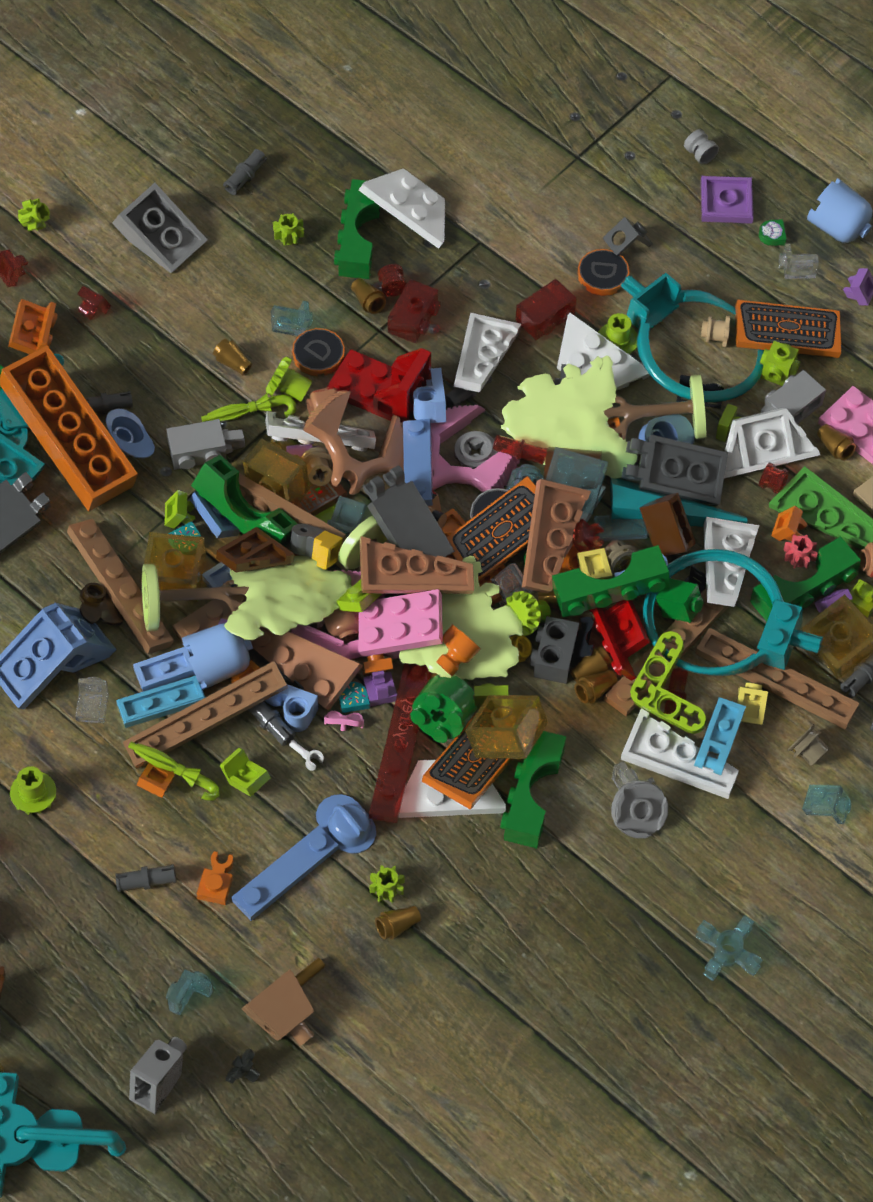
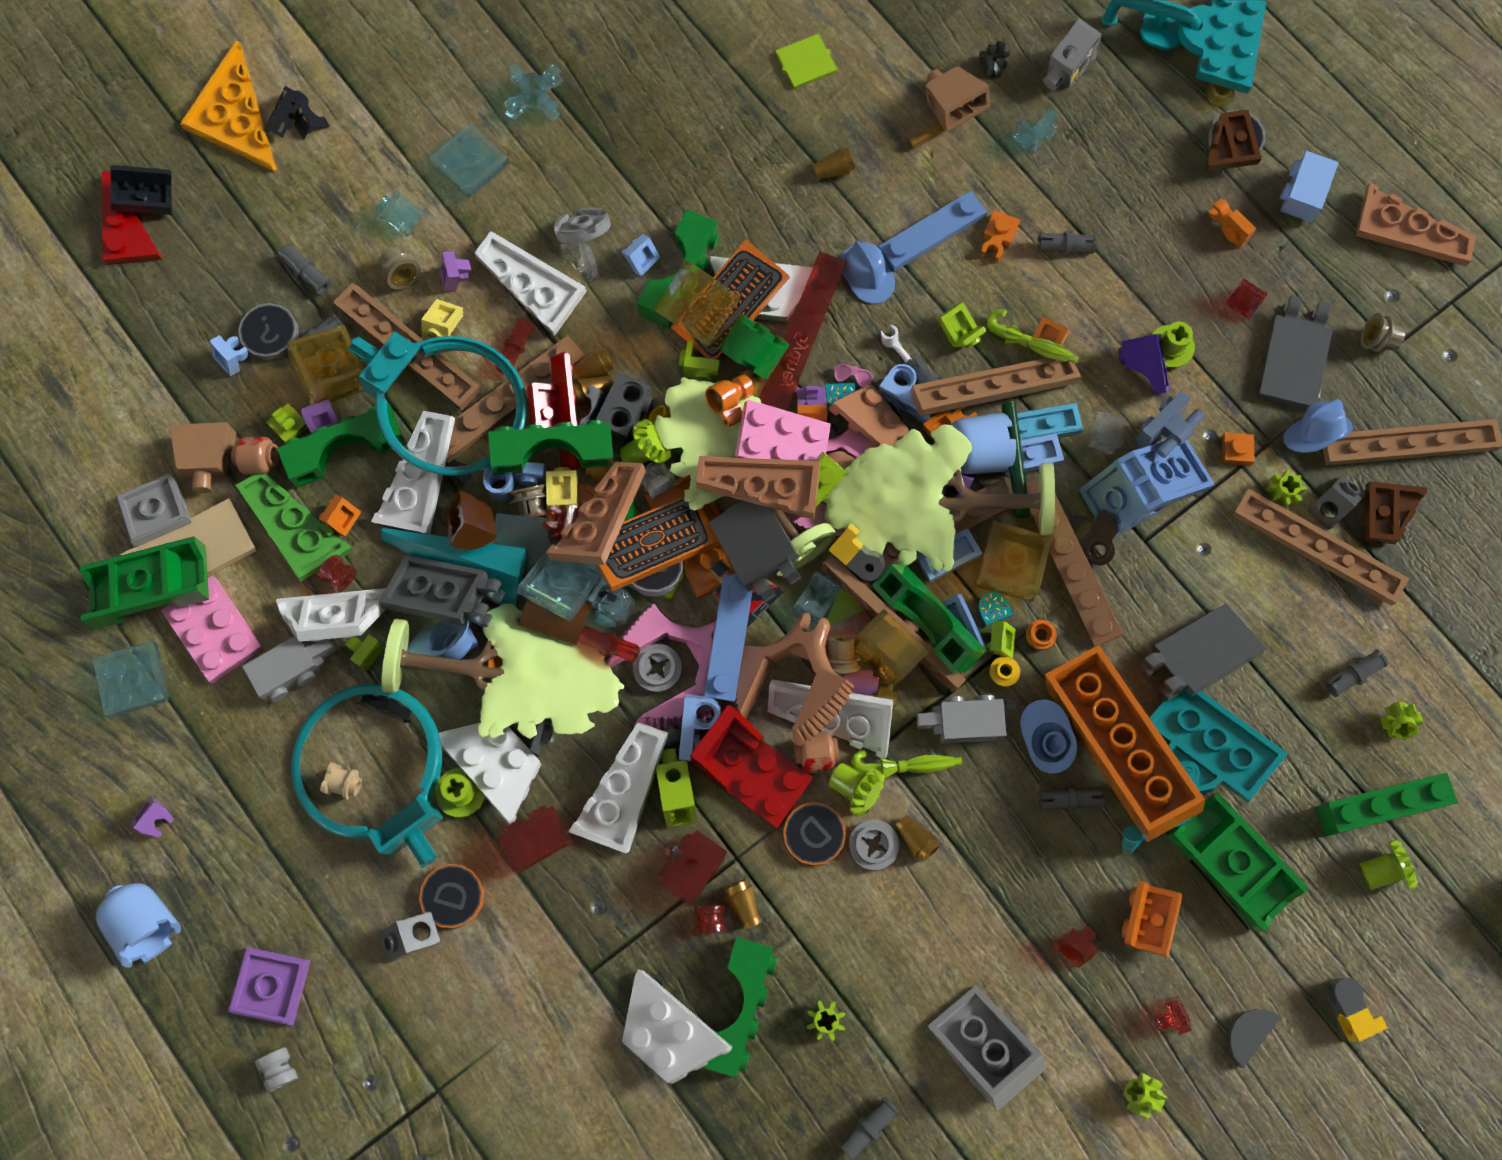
camera: 170 degrees left, 15 degrees up
(42, 693) = (1169, 425): none -> sand blue plate
(59, 764) = (1148, 358): none -> dark purple arch
(141, 516) = (1049, 631): none -> orange plate
(168, 482) = (998, 678): none -> yellow plate
(179, 653) = (1017, 471): none -> dark green piece
(253, 552) = (927, 548): reddish brown wing -> none
(261, 342) = (888, 841): none -> light grey gear
(290, 320) = (841, 879): clear light blue bracket -> none
(389, 877) = (838, 198): lime gear -> none
(438, 341) = (676, 790): none -> lime torso
(447, 1041) = (806, 61): none -> lime piece
(574, 795) = (641, 254): none -> light blue tile
(658, 694) = (531, 334): lime beam -> none
(680, 600) = (476, 428): green brick -> none
(720, 735) = (482, 281): medium azure plate -> none
(753, 752) = (453, 270): none -> medium lavender tile
(772, 233) = (229, 922): tile -> none
(773, 867) = (469, 160): none -> clear light blue plate
(779, 363) = (285, 728): lime brick -> none
(799, 265) = (209, 860): clear bracket -> none
(800, 551) = (339, 473): coral gear -> none
(804, 328) = (257, 771): tile -> none
(838, 443) = (252, 610): pearl gold cone -> none

